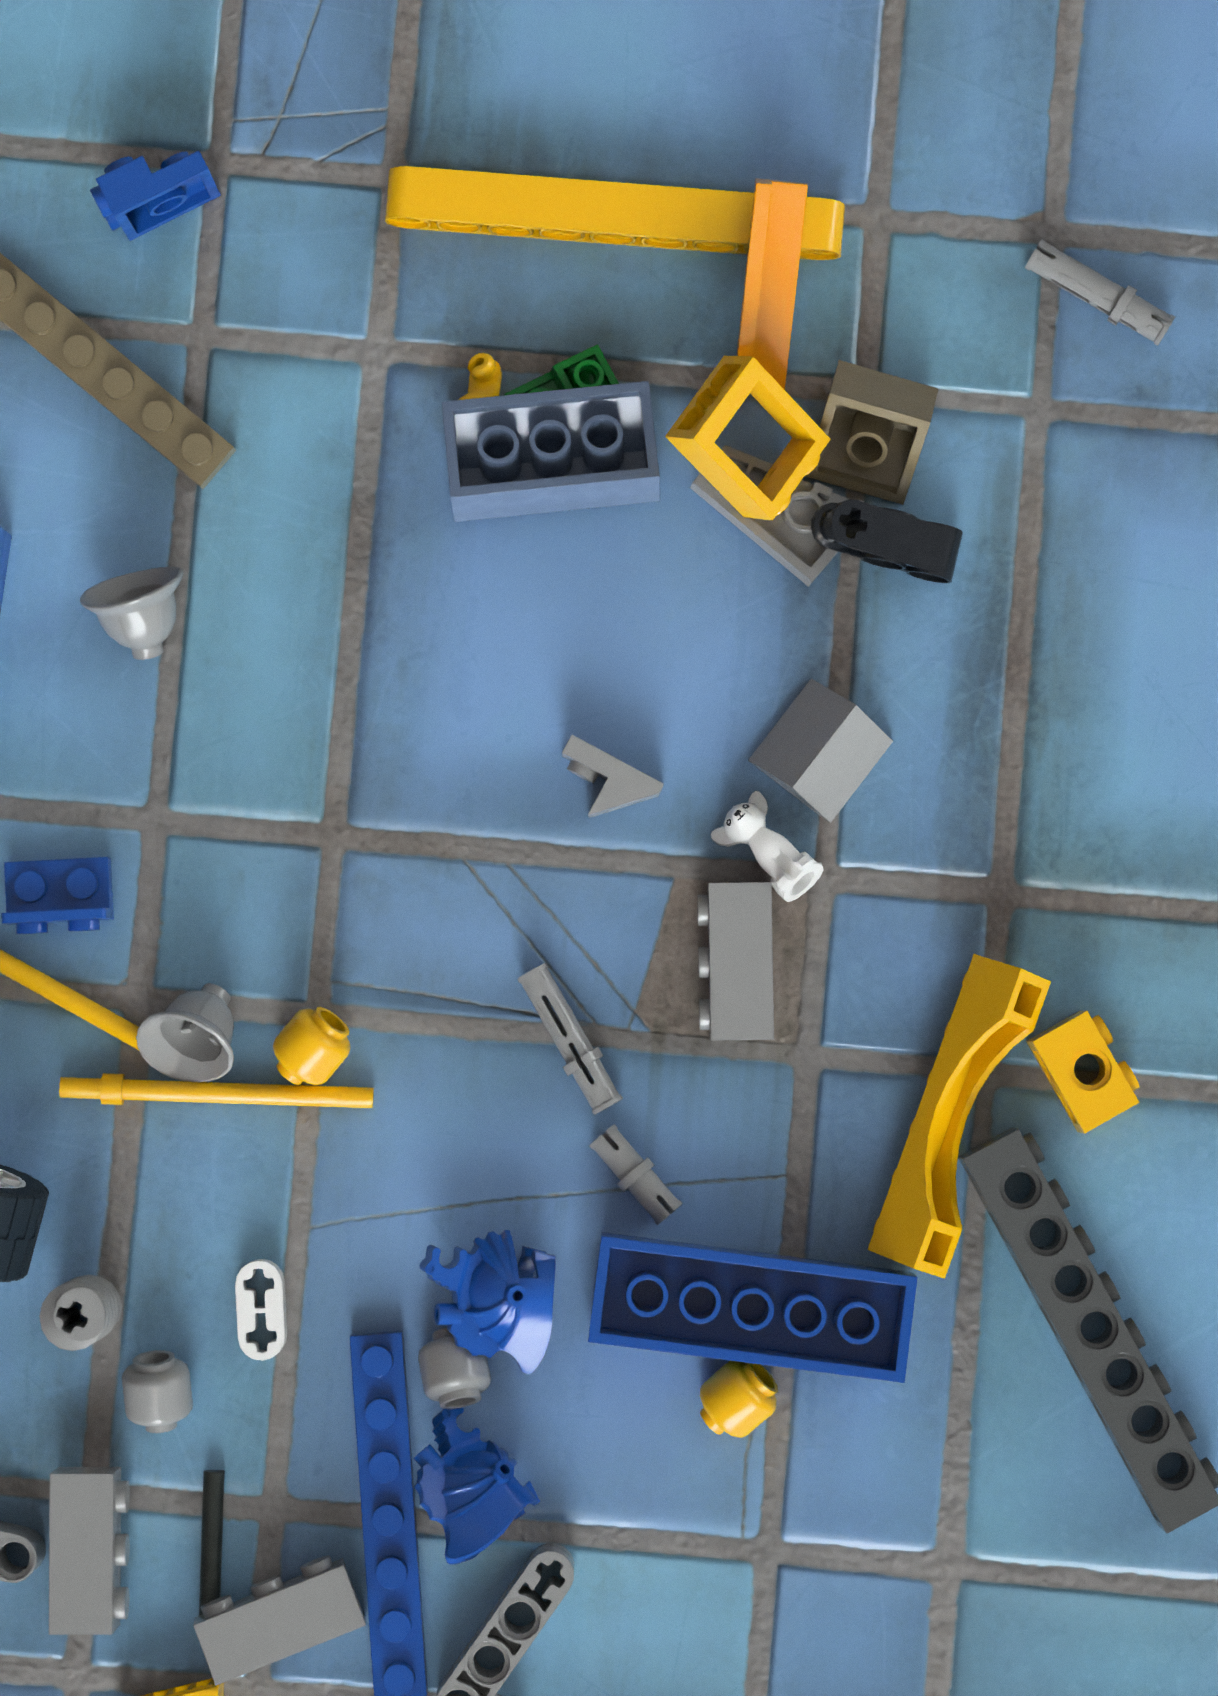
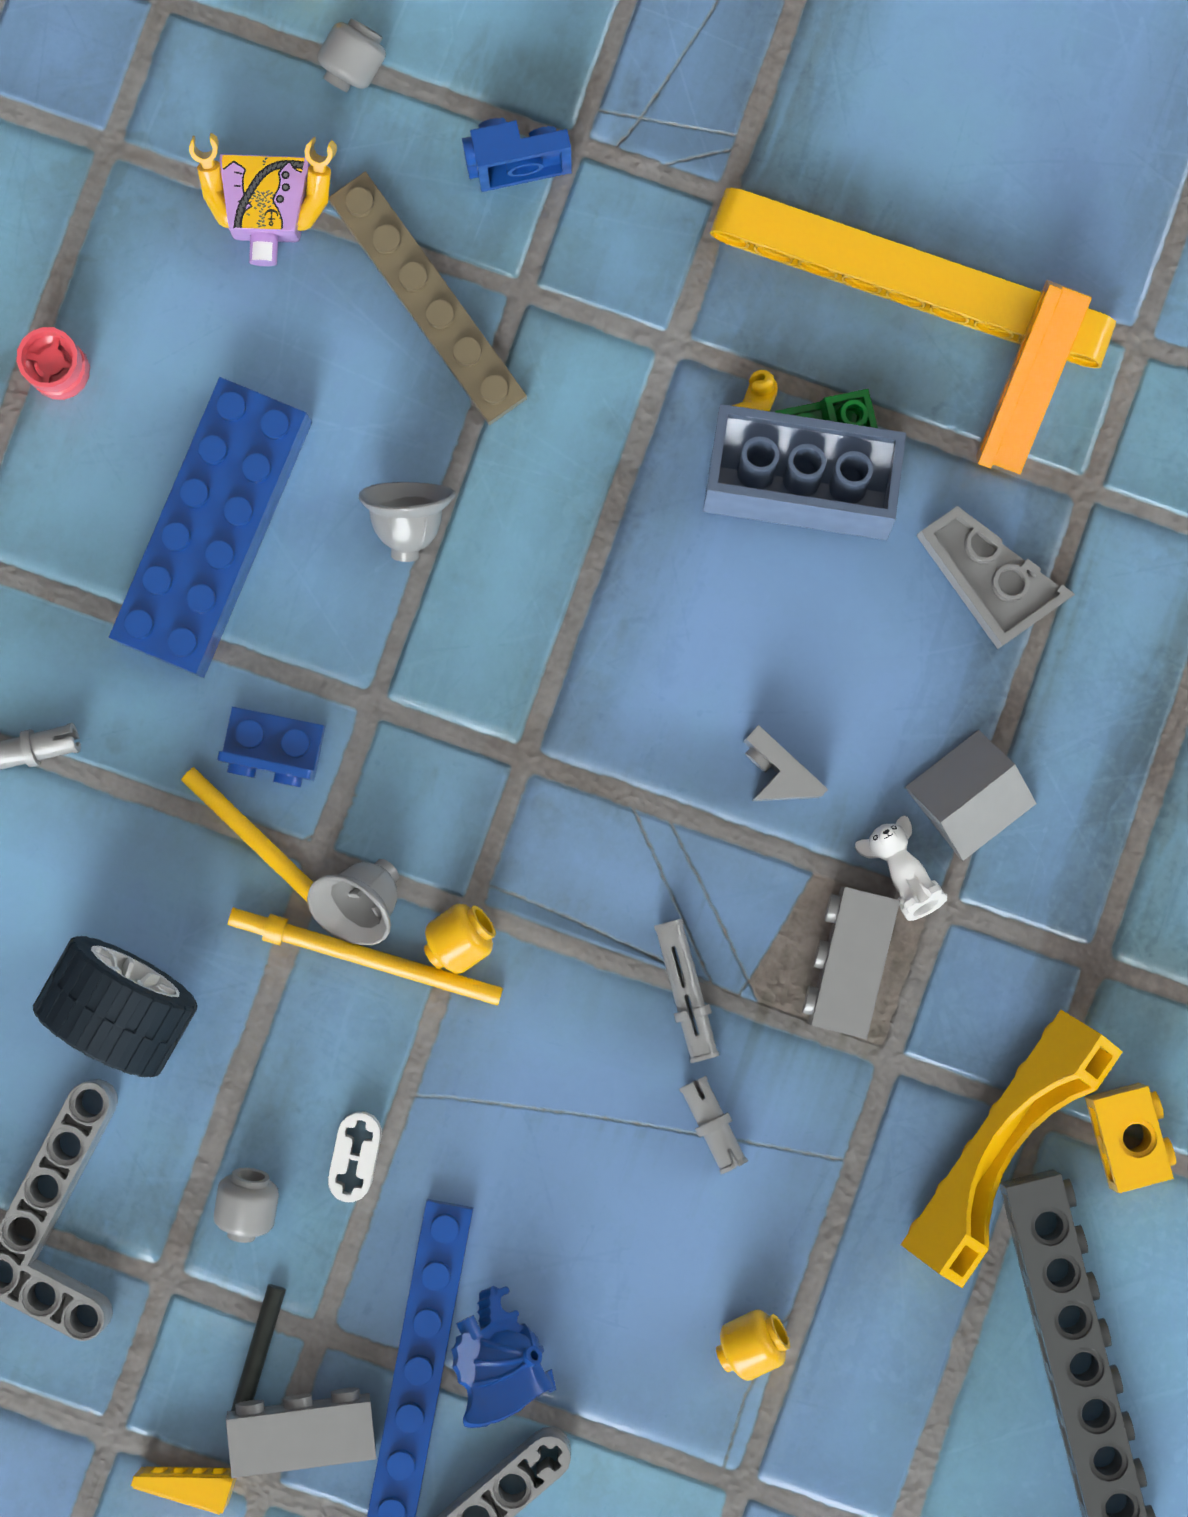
camera: 10 degrees right, 0 degrees up
(61, 1319) = (180, 1115): light grey piece -> none
(87, 1550) = (149, 1328): light grey brick -> none
(451, 1372) = (511, 1253): light grey head -> none
(495, 1299) = (565, 1202): blue helmet -> none
(713, 409) = (957, 475): yellow window -> none
(752, 1307) = (787, 1269): blue brick -> none
(874, 431) = (1088, 528): dark tan slope -> none
(888, 539) = (1079, 625): black piece -> none

